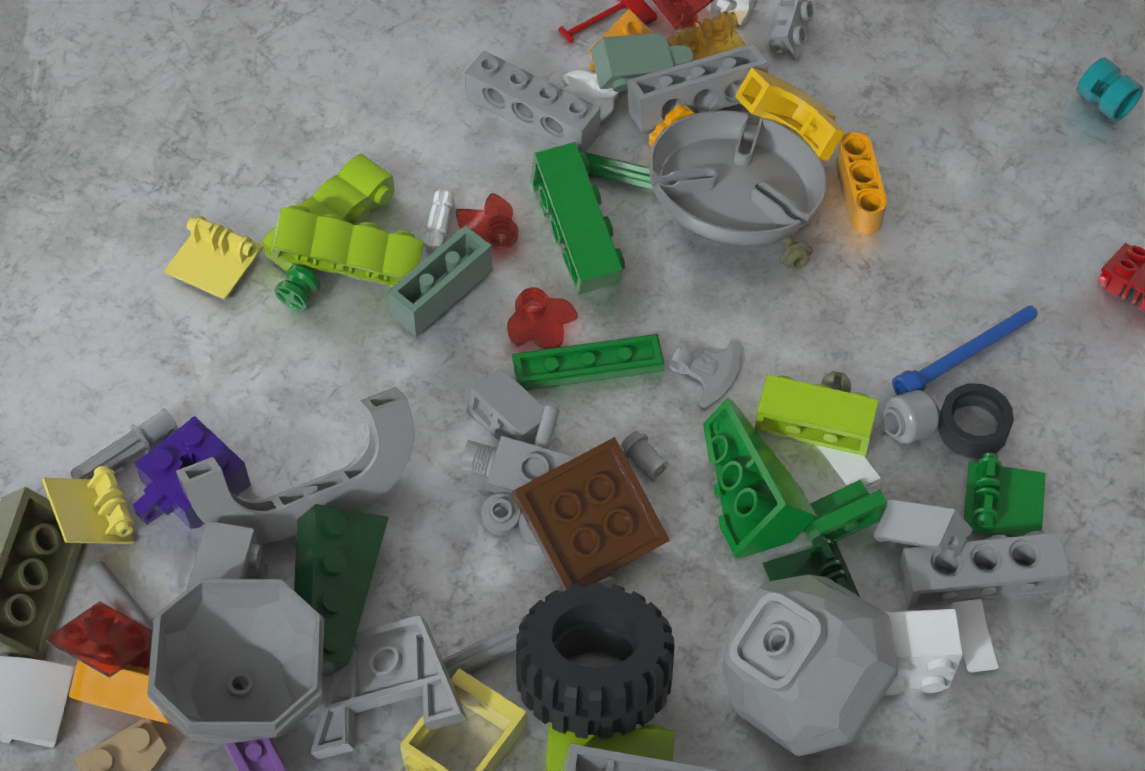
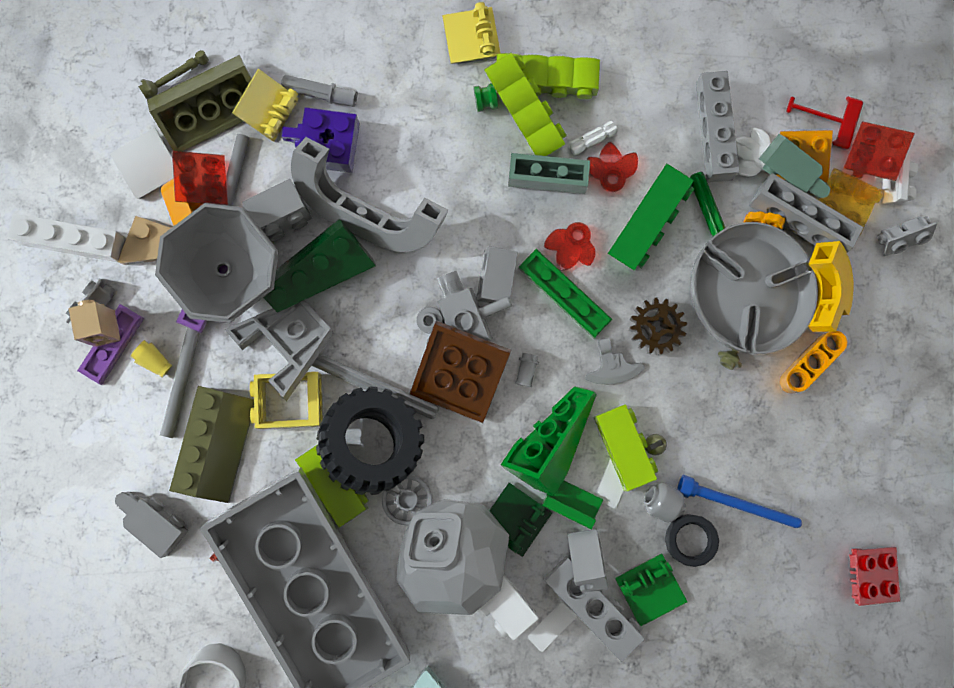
camera: 55 degrees right, 25 degrees up
(697, 692) = (406, 500): none -> light grey wheel
(702, 295) = (672, 330): none -> dark brown gear

